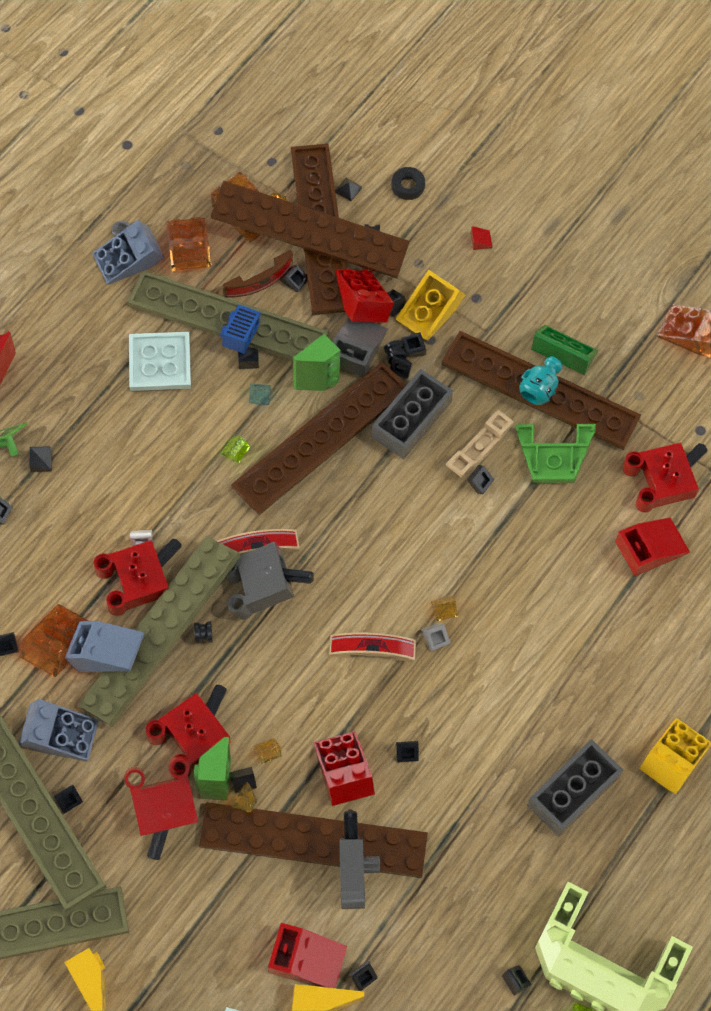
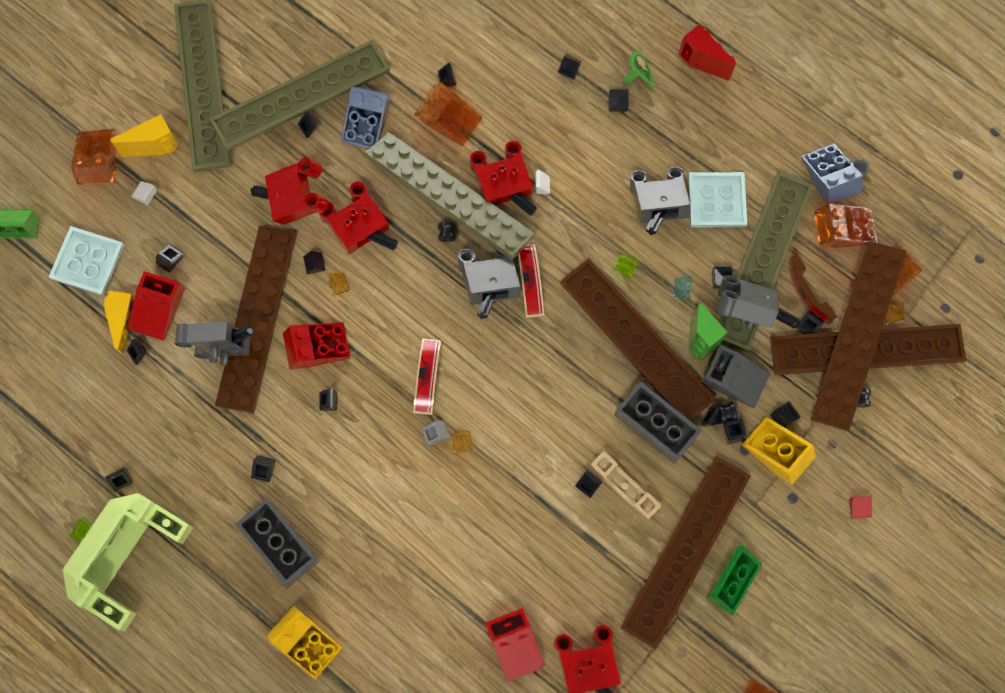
camera: 95 degrees right, 10 degrees up
(103, 647) = (431, 147): sand blue slope -> none
(157, 991) = (144, 192): none -> white slope
(165, 410) = (660, 199): none -> piece
(214, 772) = (311, 233): bright green slope -> none
(240, 329) = (746, 266): blue brick -> none
(242, 951) = (168, 258): none -> black slope
(246, 799) = (293, 262): clear yellow slope -> none
(284, 318) = (752, 304): none -> dark grey piece
(348, 189) = (915, 380): black slope -> none
(363, 296) = (787, 384): red slope -> none
(412, 173) = (934, 432): black tyre -> none
(490, 817) = (262, 468): none -> black slope
(540, 381) = (687, 547): teal piece -> none
(555, 460) = (606, 558): bright green wing -> none

